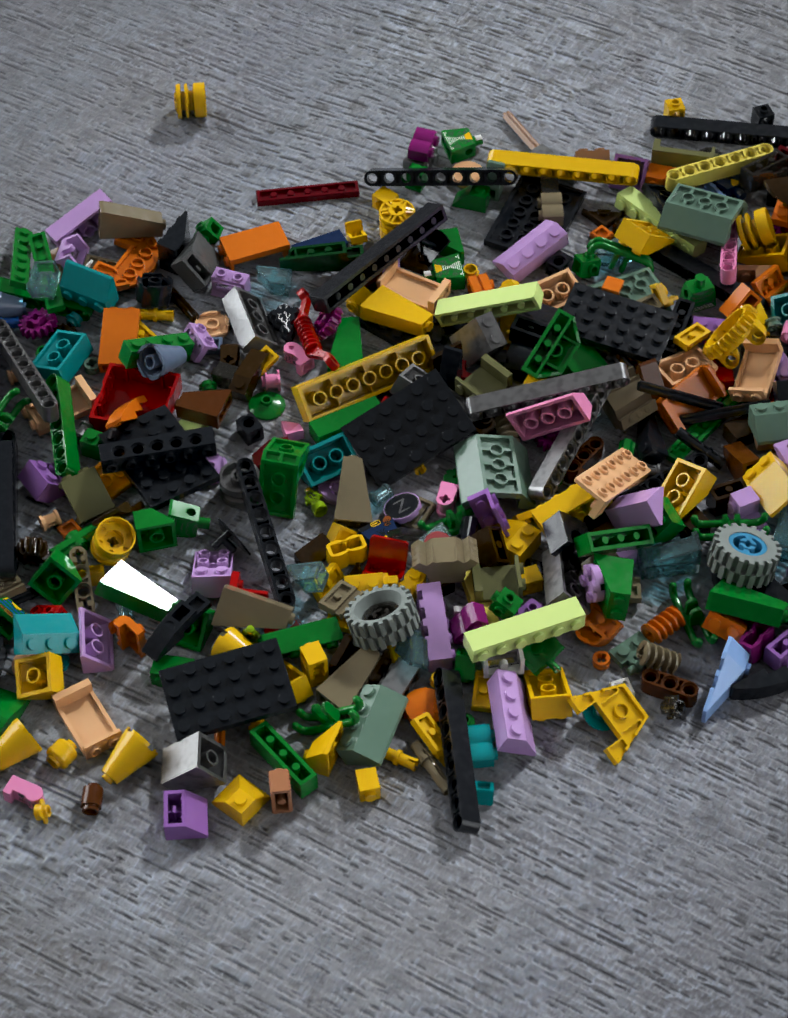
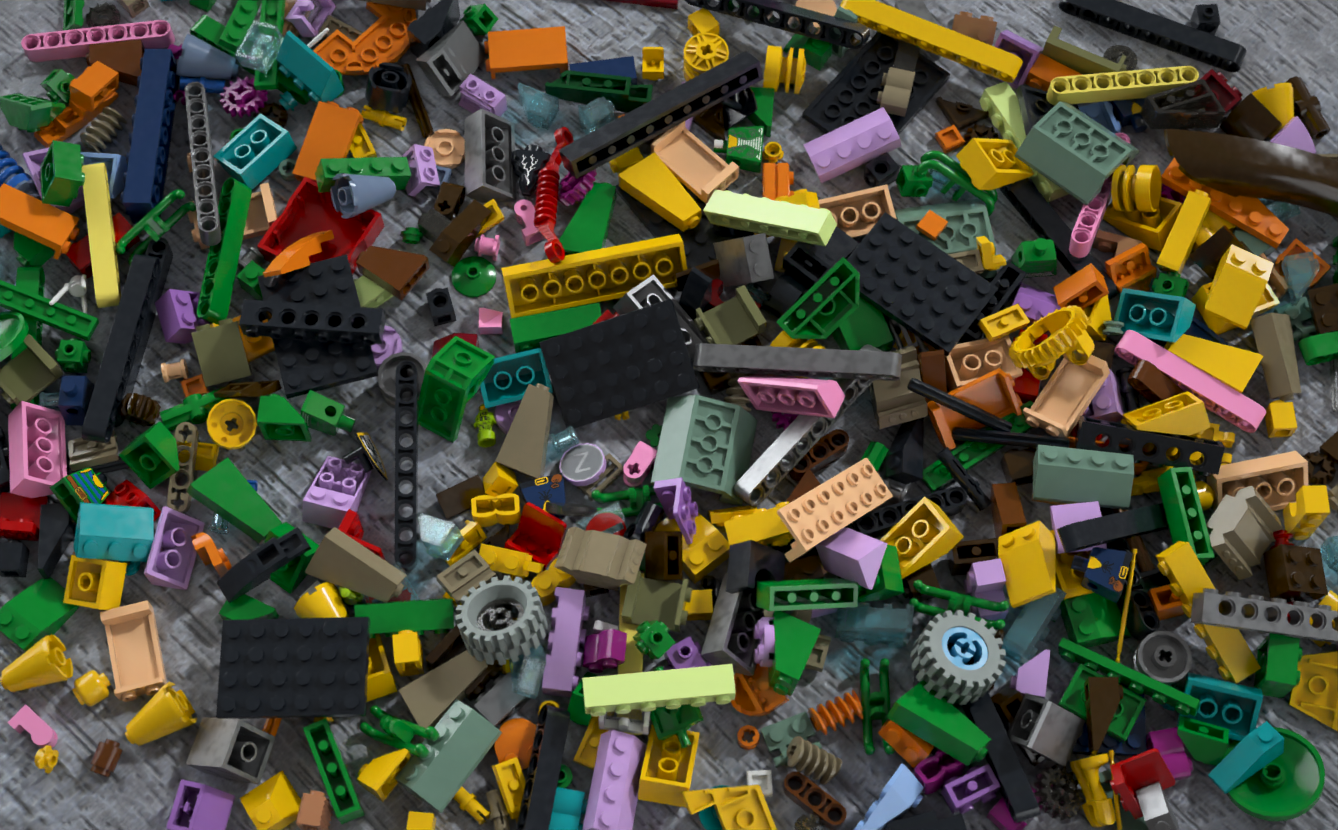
camera: 15 degrees right, 15 degrees up
(324, 271) = (595, 114): none -> clear light blue window
(460, 213) = (784, 69): none -> yellow wheel

